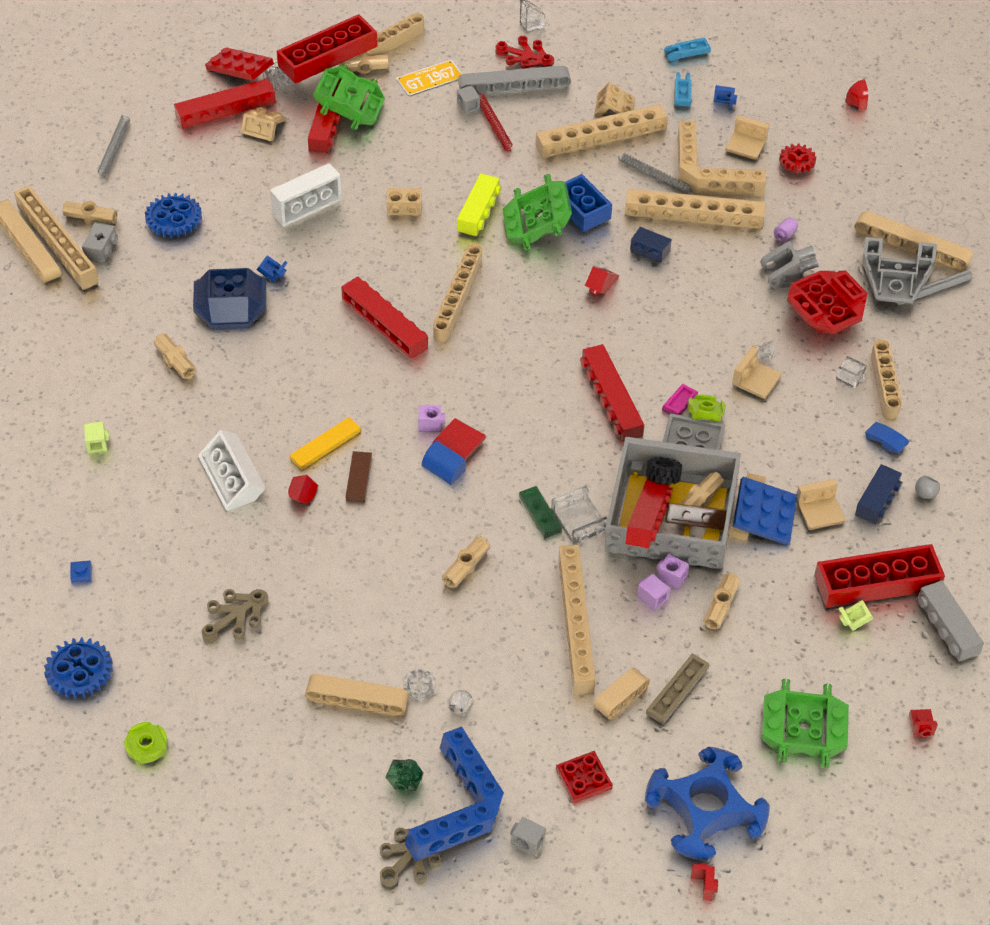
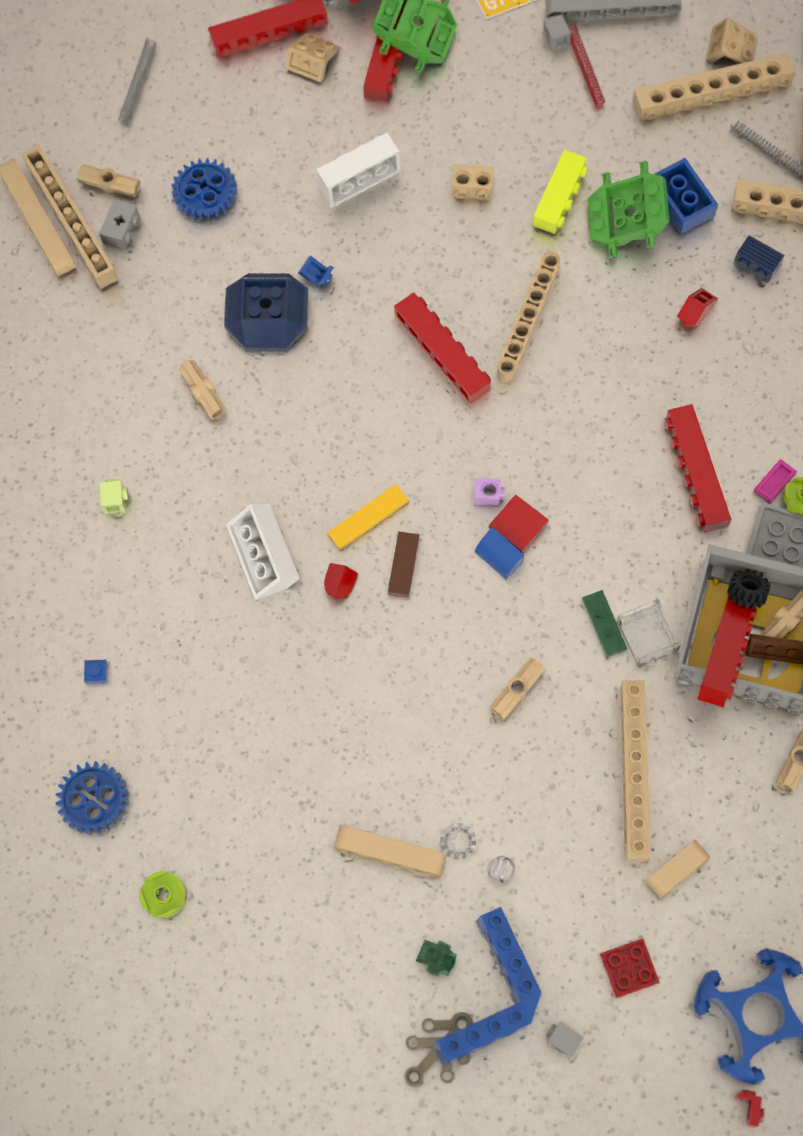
camera: 10 degrees right, 20 degrees up
(235, 612) = (264, 737): dark tan plant -> none
(653, 592) = (723, 740): lavender brick -> none
(672, 571) = (747, 724): lavender brick -> none
(677, 689) = (740, 867): dark tan plate -> none

